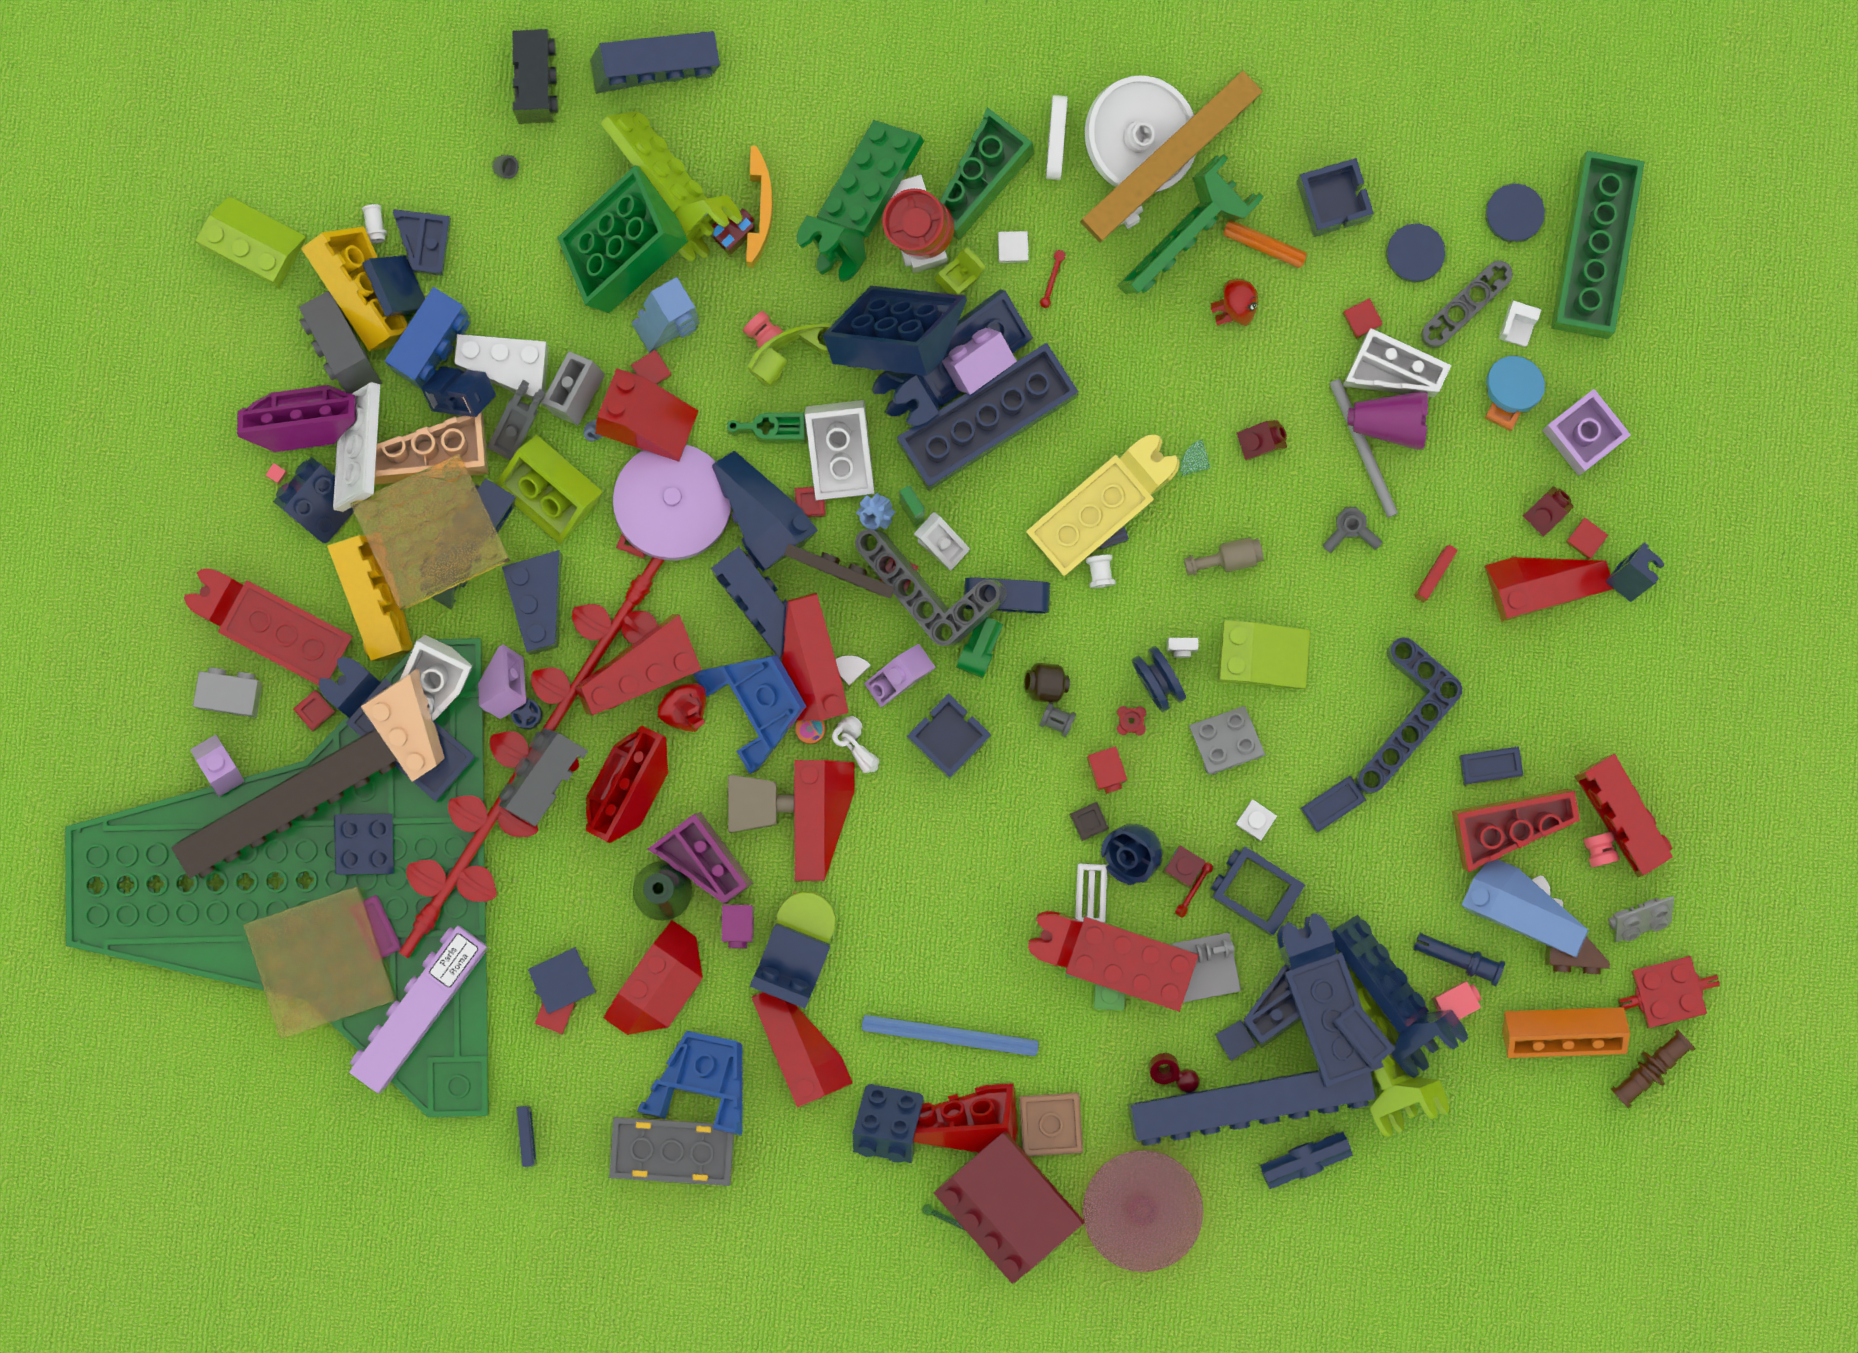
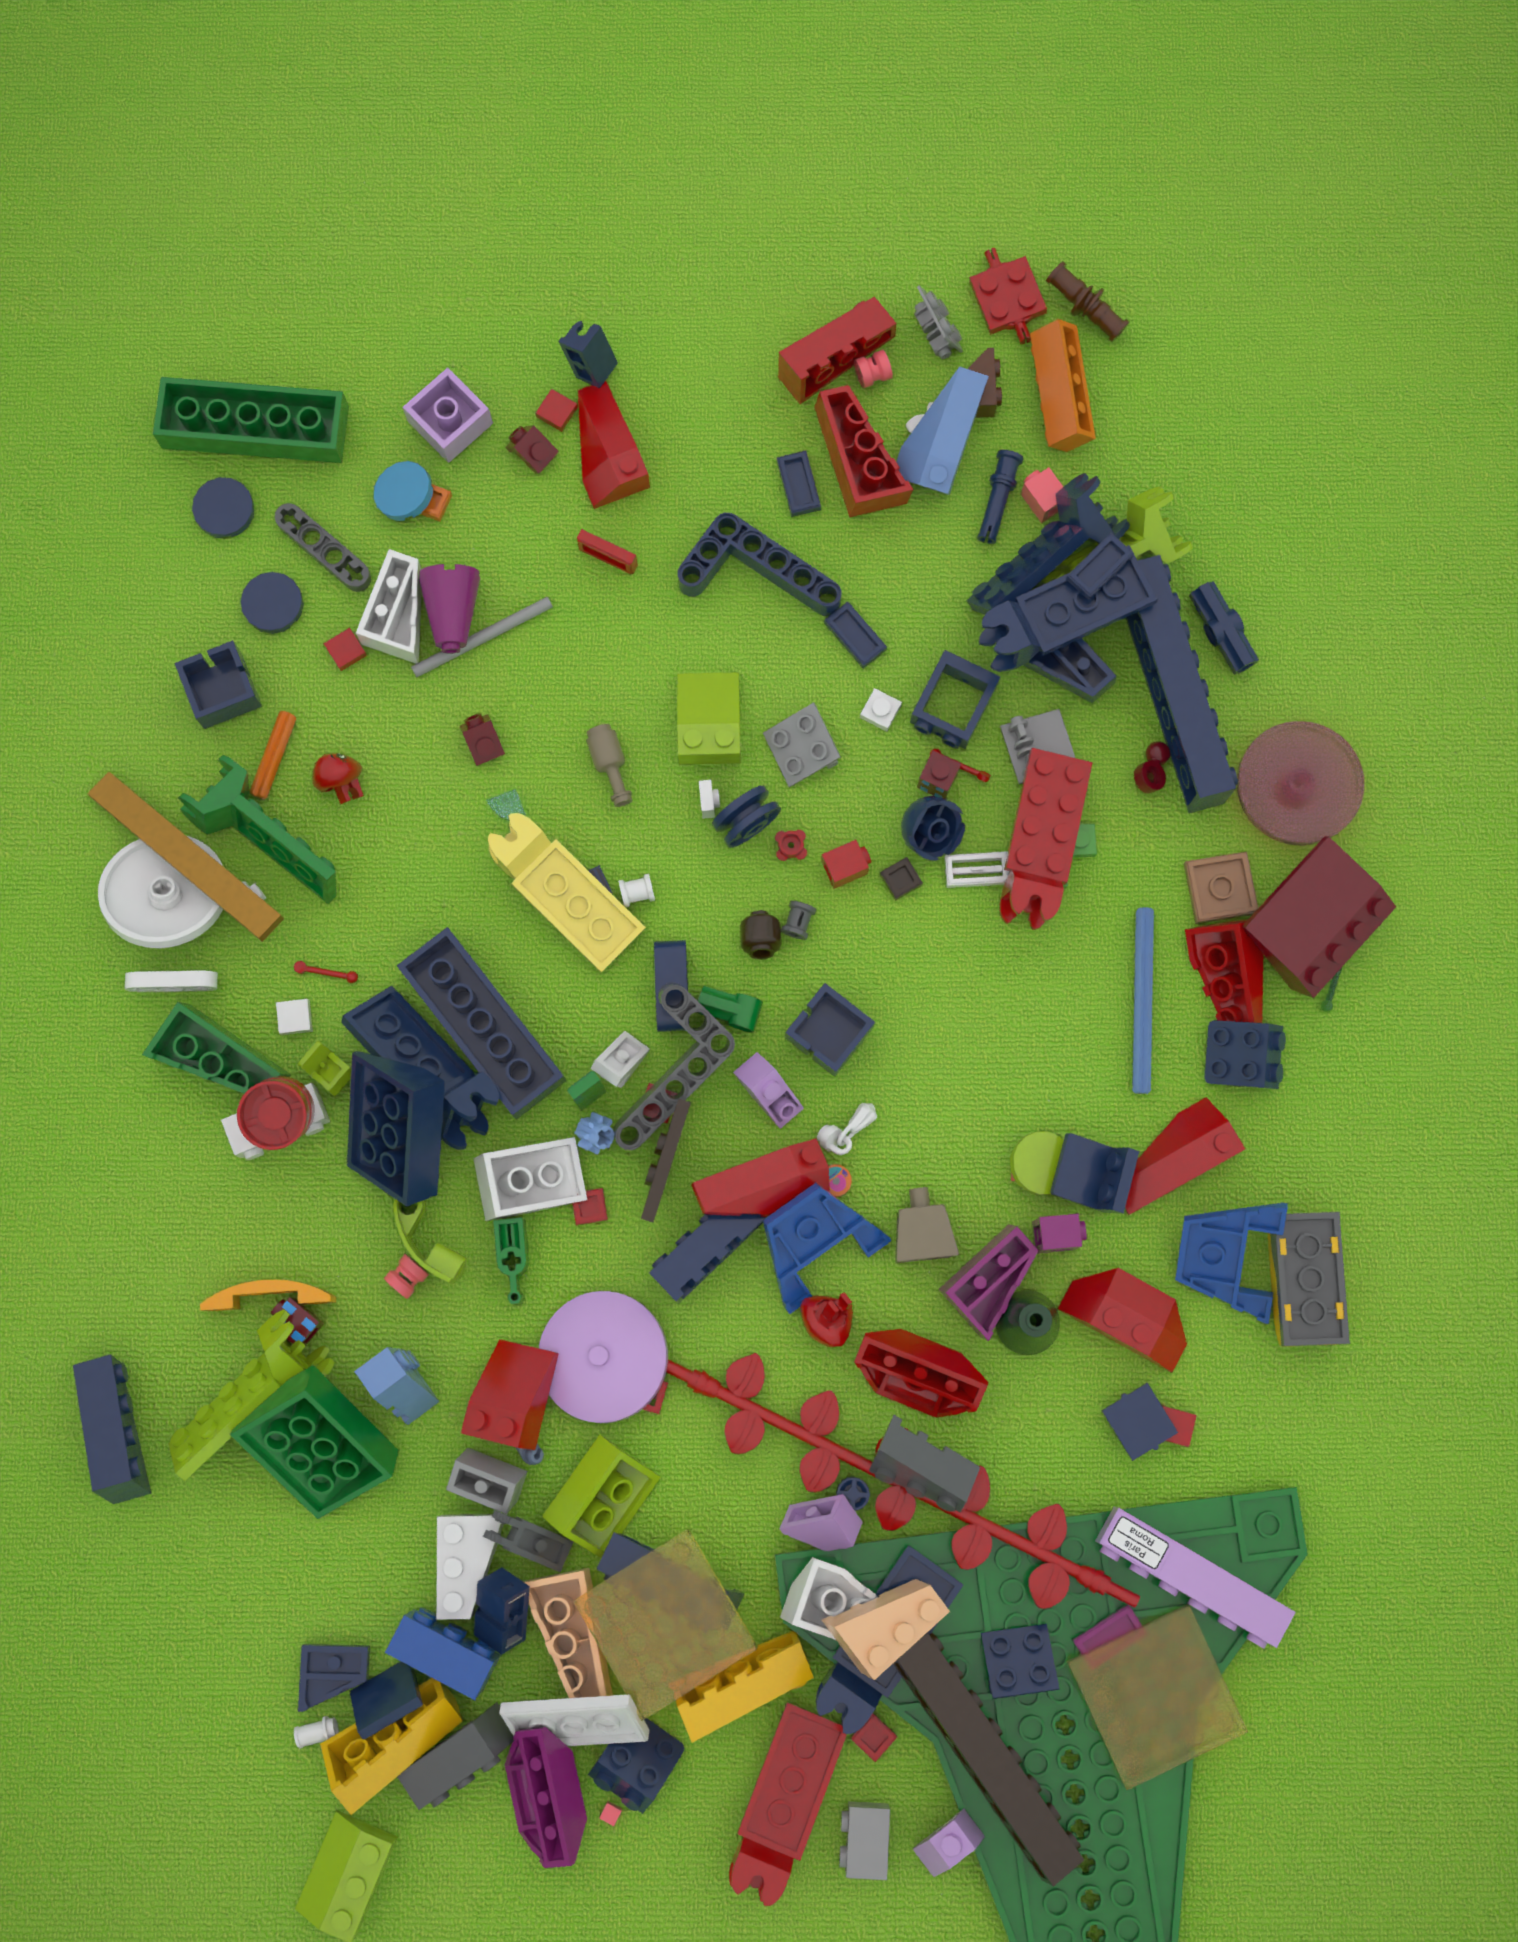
camera: 90 degrees left, 5 degrees down
(505, 166) = (240, 1586): dark grey hinge -> none
(526, 1136) = (1312, 1441): dark blue tile -> none
(534, 76) = (135, 1565): black wedge -> none
(536, 599) = (725, 1496): dark blue wedge -> none
(646, 665) = (788, 1364): red wedge -> none
(652, 368) = (456, 1395): red tile -> none
(762, 511) = (607, 1252): dark blue wedge -> none
(820, 808) = (914, 1159): red wedge -> none
(851, 668) = (765, 1141): white tile -> none
(859, 198) = (250, 1183): green hinge -> none
(978, 360) = (421, 1034): lavender brick -> none
(1235, 1040) = (1109, 709): dark blue tile -> none
(1351, 523) = (562, 640): dark grey piece -> none
(1519, 323) = (338, 494): white panel -> none

